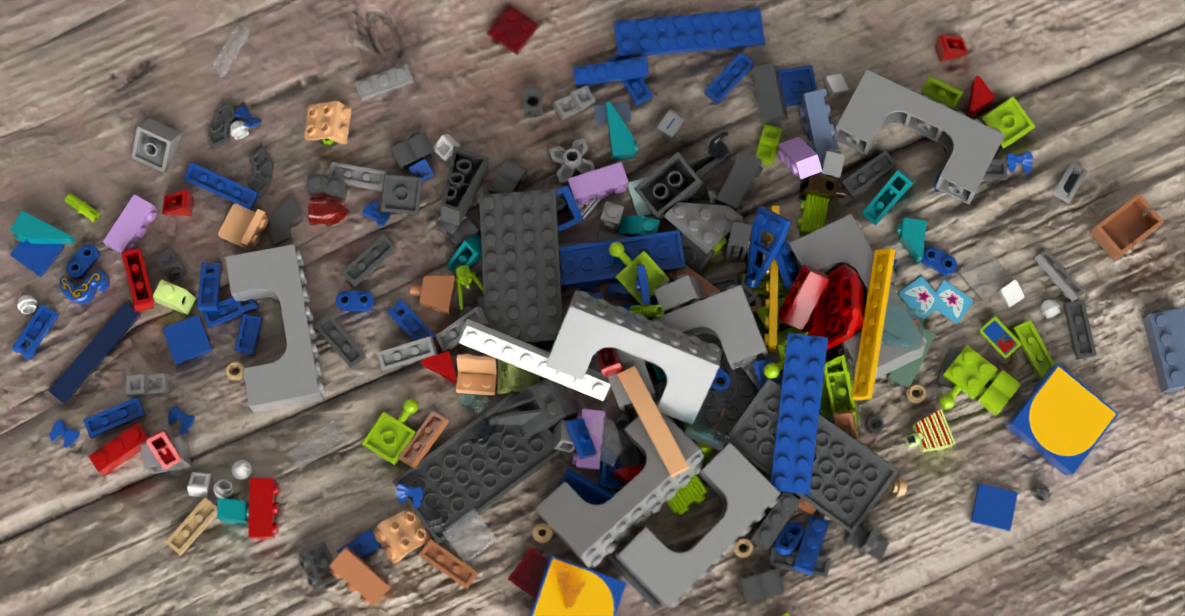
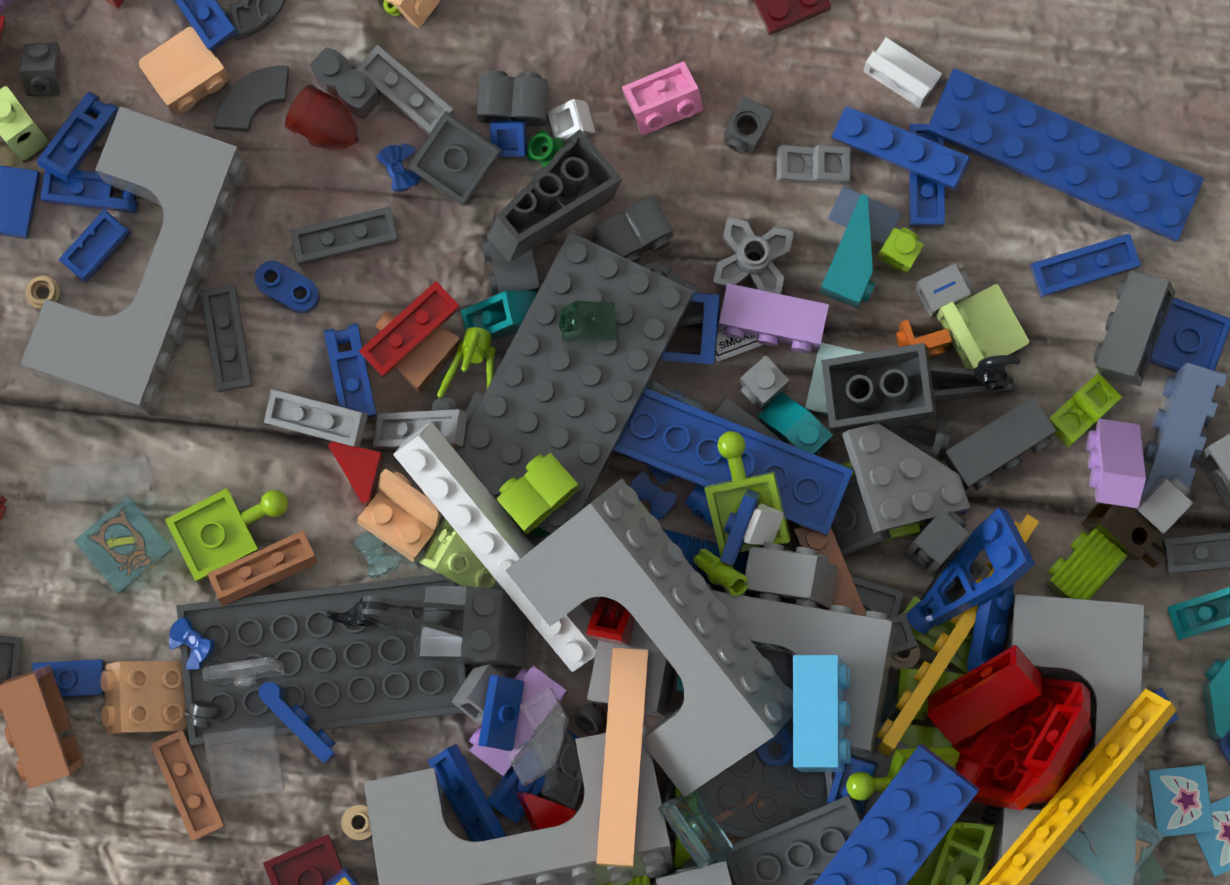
camera: 35 degrees right, 5 degrees up
(347, 469) = (123, 545): none -> clear light blue tile
(429, 284) = (409, 329): none -> red plate
(437, 162) = (537, 144): none -> green plate
(445, 490) = (243, 672): none -> clear plate
(484, 111) = (663, 98): none -> bright pink bracket
(484, 500) = (296, 719): none -> blue plate
(513, 230) = (587, 321): none -> clear green bracket
(537, 323) = (538, 492): none -> lime brick
(590, 37) = (902, 72): none -> white panel
(639, 118) = (900, 249): none -> lime brick
(654, 277) = (763, 525): none -> white slope
(682, 149) = (935, 341): none -> orange bracket
(697, 133) = (982, 327): none -> yellowish green bracket
(734, 343) = (820, 713): none -> medium azure brick

